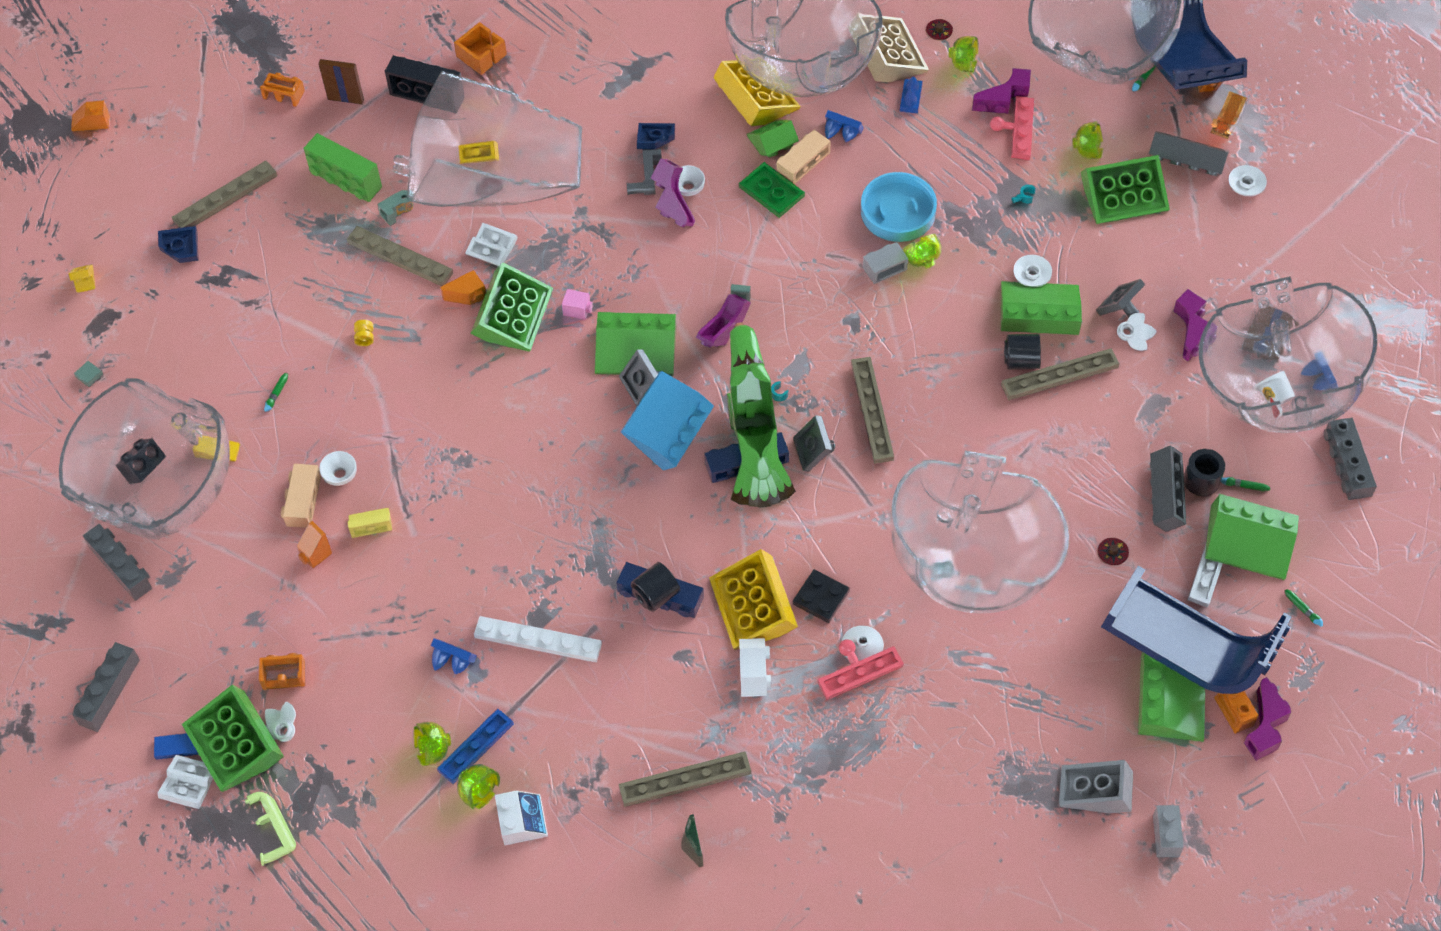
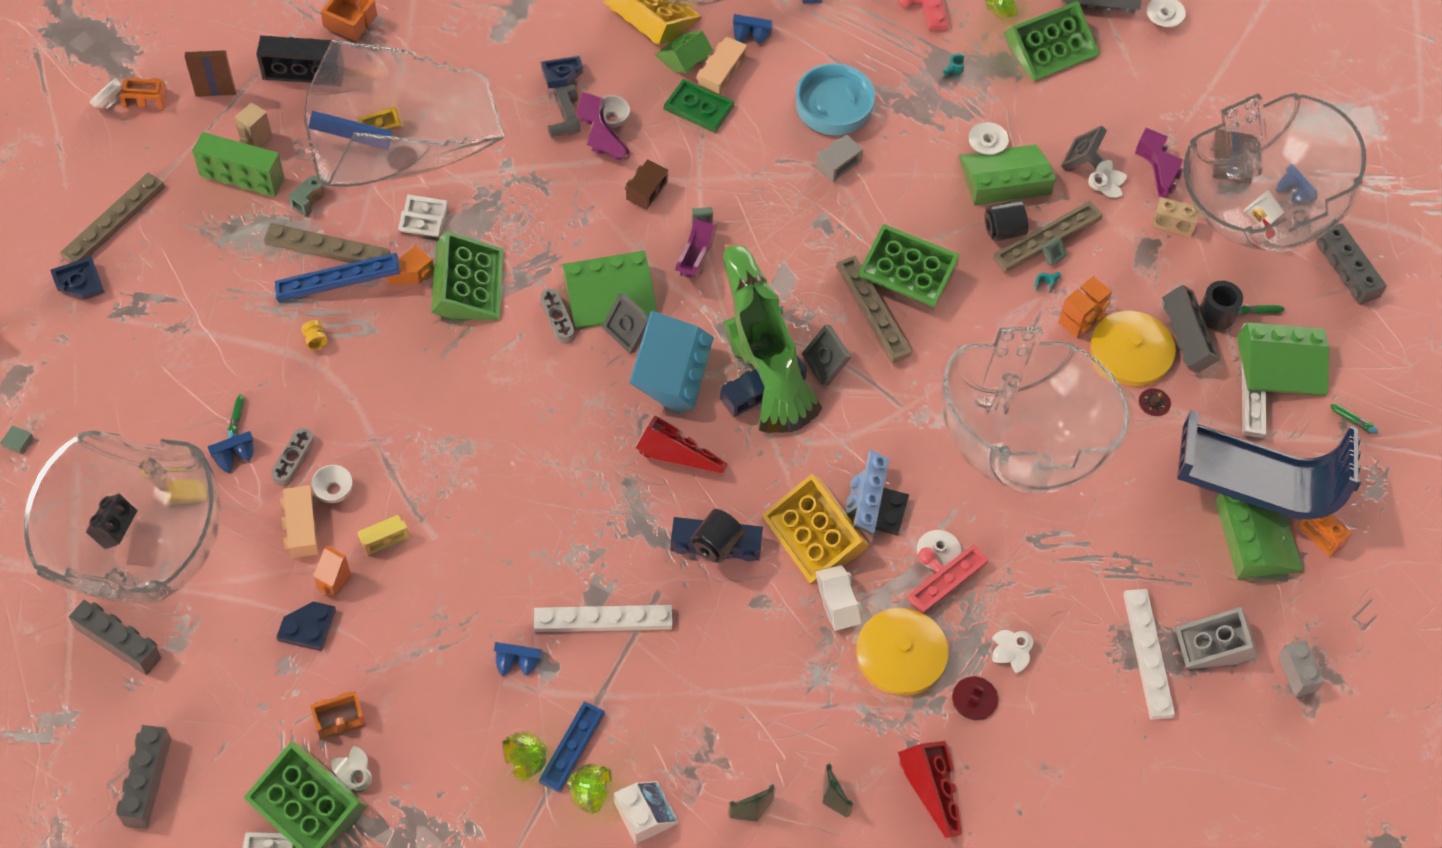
camera: 20 degrees left, 0 degrees up
(173, 745) = (239, 822): blue tile -> none
(251, 85) = (107, 95): none -> white piece
(254, 420) = (222, 451): none -> blue tile
(281, 588) = (307, 626): none -> dark blue plate
(315, 428) = (292, 466): none -> light grey beam
(365, 137) = (253, 126): none -> tan brick
(398, 285) = (337, 277): none -> blue tile
(444, 152) = (341, 126): none -> blue tile
(576, 304) = (535, 260): bright pink brick -> none
(581, 365) = (560, 308): none -> light grey beam
(616, 837) = (753, 806): none -> slope
(642, 494) = (665, 444): none -> red wedge
(684, 779) = (804, 729): dark tan plate -> none
(698, 253) = (646, 184): none -> reddish brown brick
(785, 849) = (928, 772): none -> red wedge
(797, 729) = (902, 651): none -> yellow dish
(810, 577) = (867, 492): none -> light blue bracket
(851, 787) = (975, 698): none -> dark red piece
(897, 751) = (1010, 651): none -> white plate
(916, 376) = (909, 265): none -> bright green slope
(924, 251) = (876, 139): clear neon green cylinder -> none
(1027, 784) = (1148, 654): none -> white plate
(1047, 413) = (1050, 279): none -> teal piece
(1061, 389) = (1054, 250): none -> sand green tile
(1066, 454) = (1082, 309): none -> orange piece
(1108, 496) = (1133, 347): none -> yellow dish
(1187, 380) = (1175, 217): none -> tan brick
(1271, 712) = (1362, 526): magenta arch -> none

